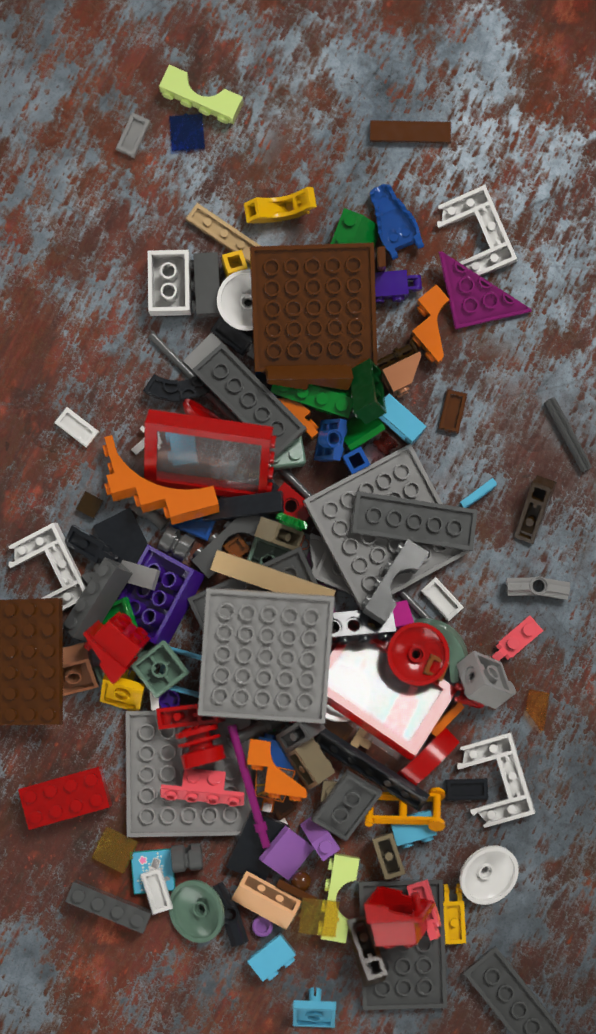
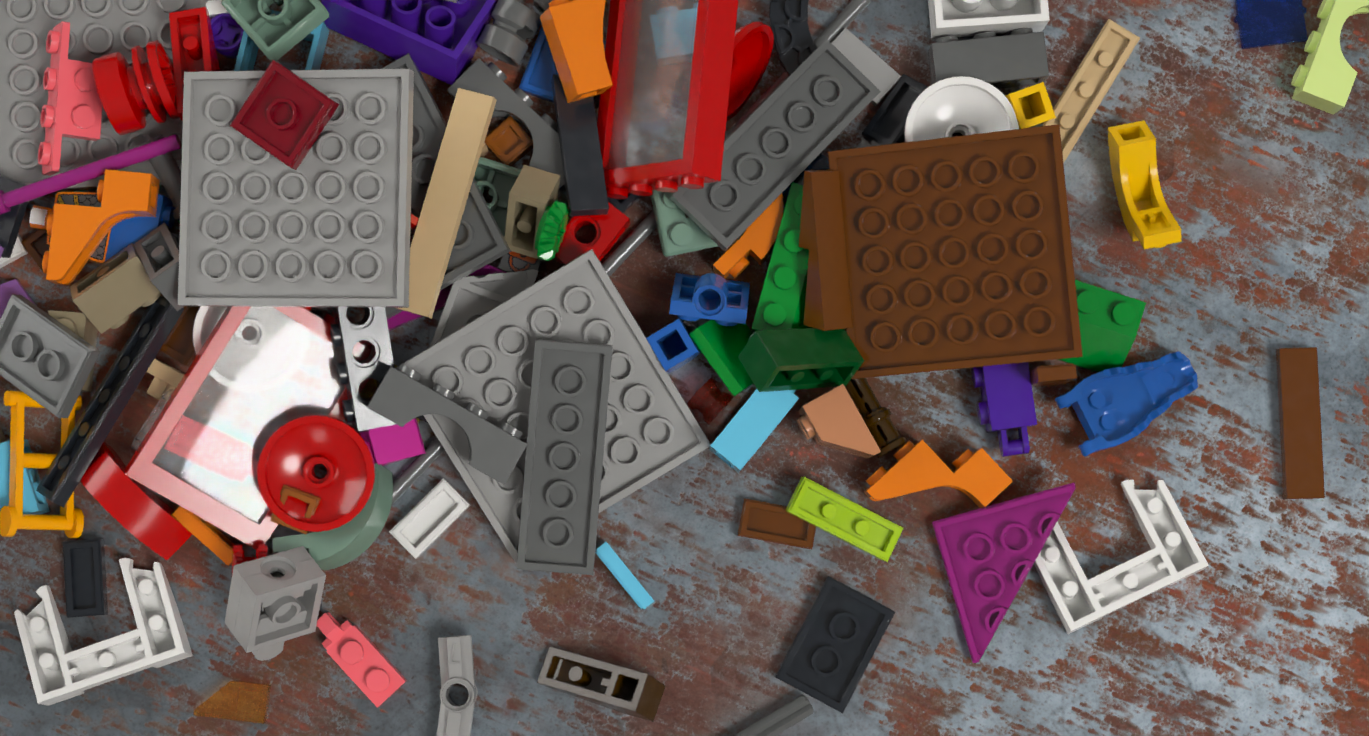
camera: 80 degrees right, 0 degrees up
(226, 658) = (284, 114): none -> dark red tile
(452, 375) = (844, 519): none -> lime tile
(518, 384) = (835, 644): none -> black tile

